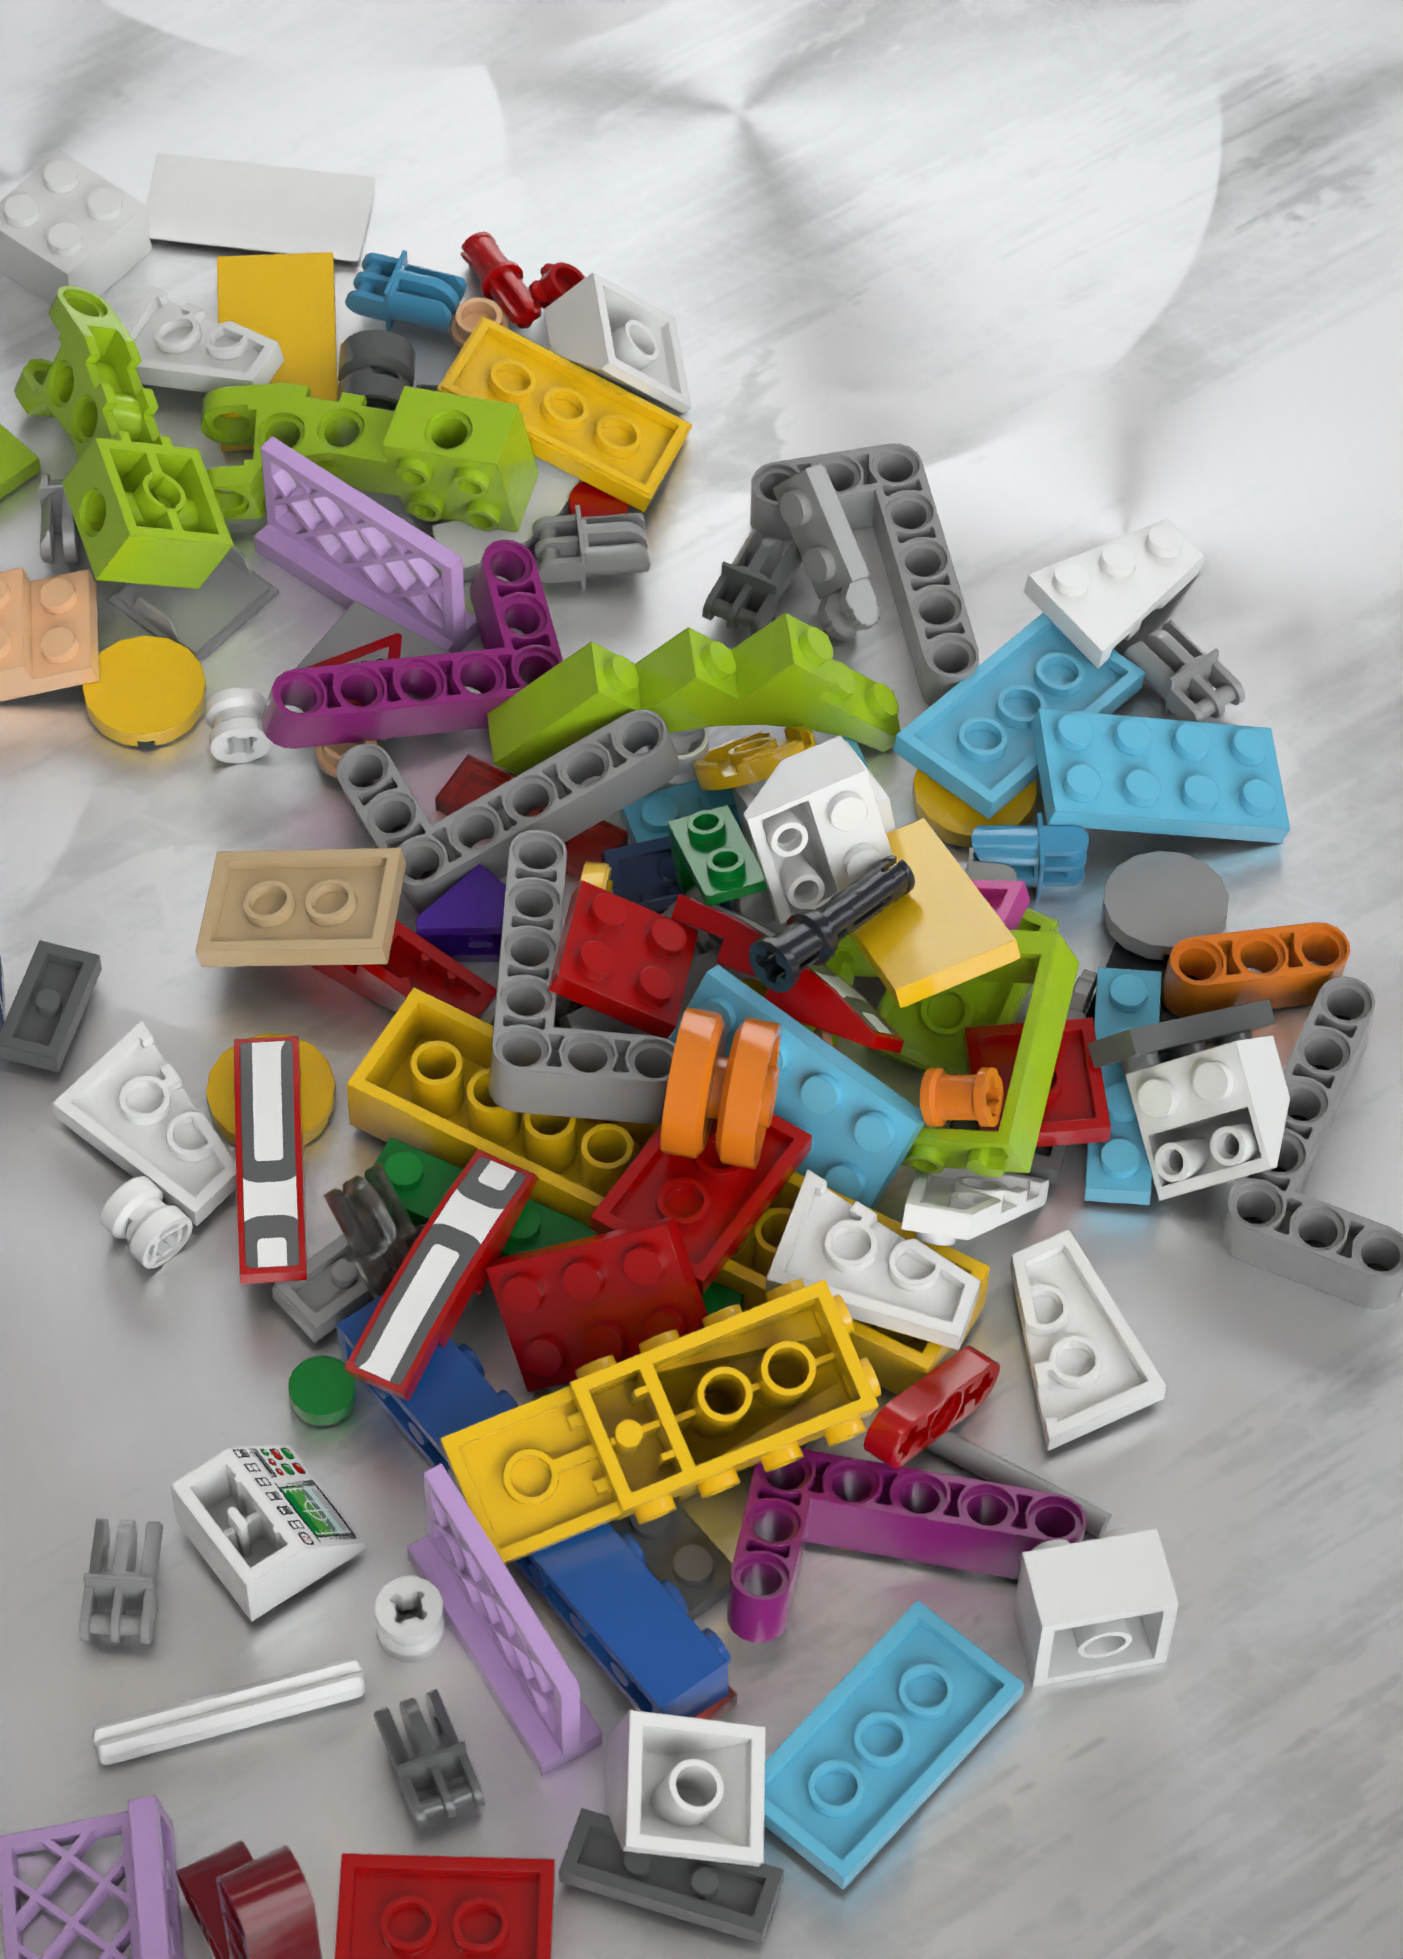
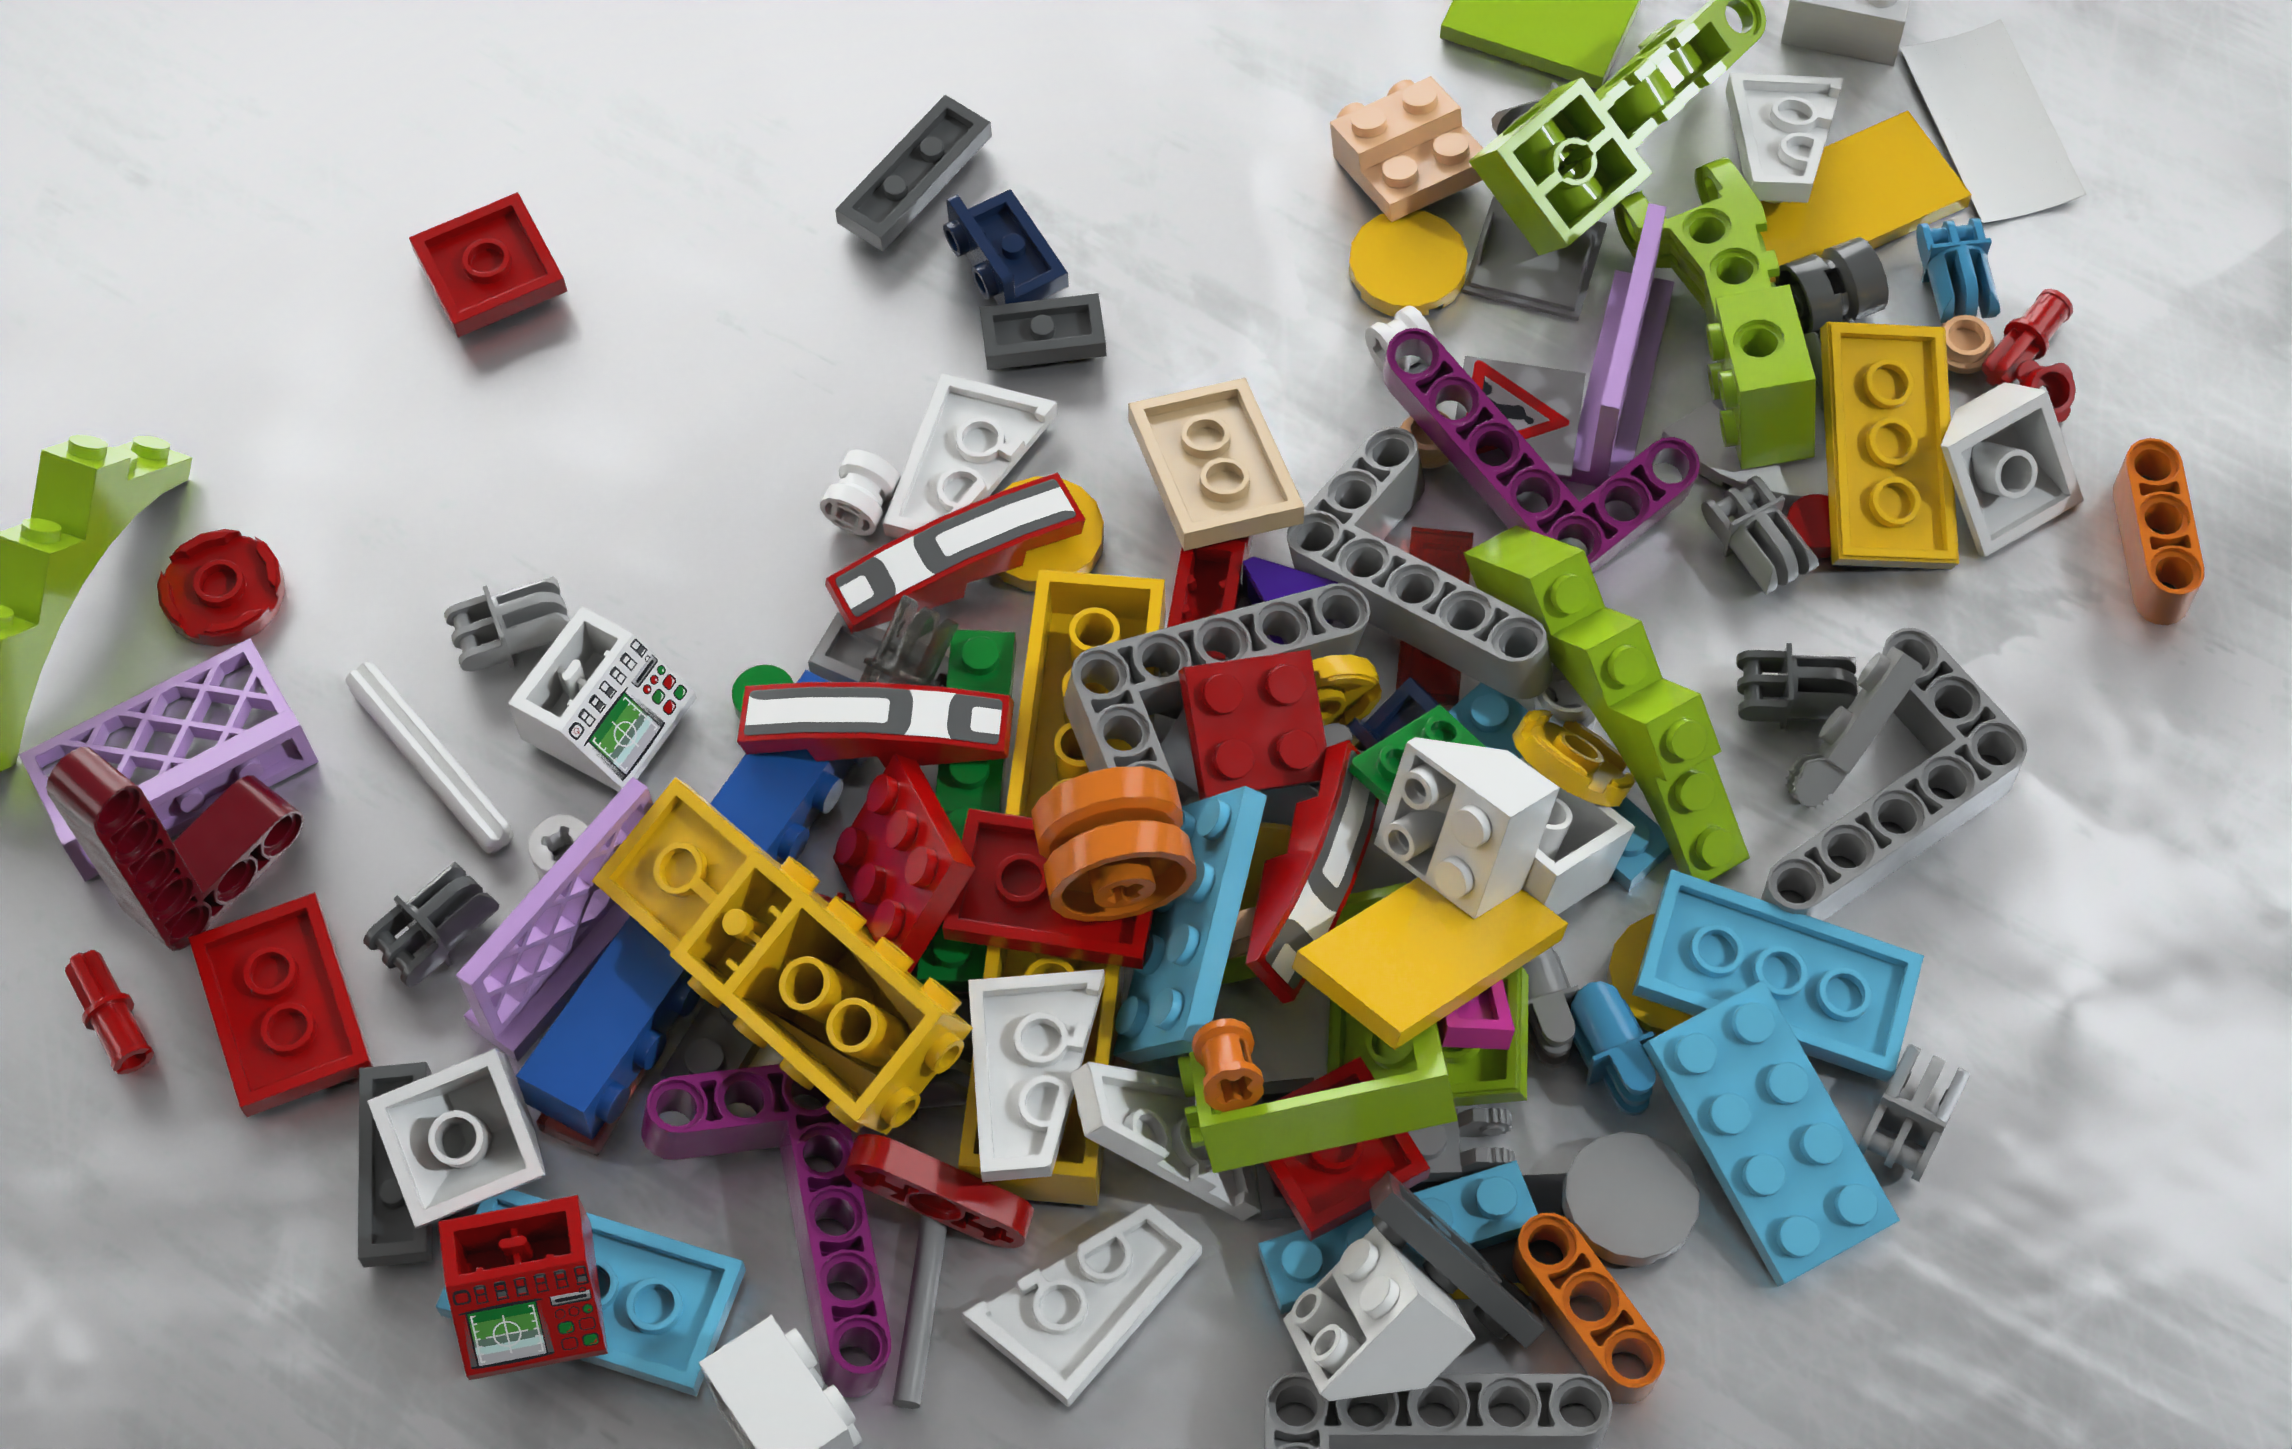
camera: 70 degrees right, 5 degrees up
(741, 277) = (2155, 556): none -> orange beam
(814, 935) = (1331, 860): black pin -> none
(881, 1772) = (523, 1287): none -> red slope
(1115, 586) = (1981, 1003): white wing -> none

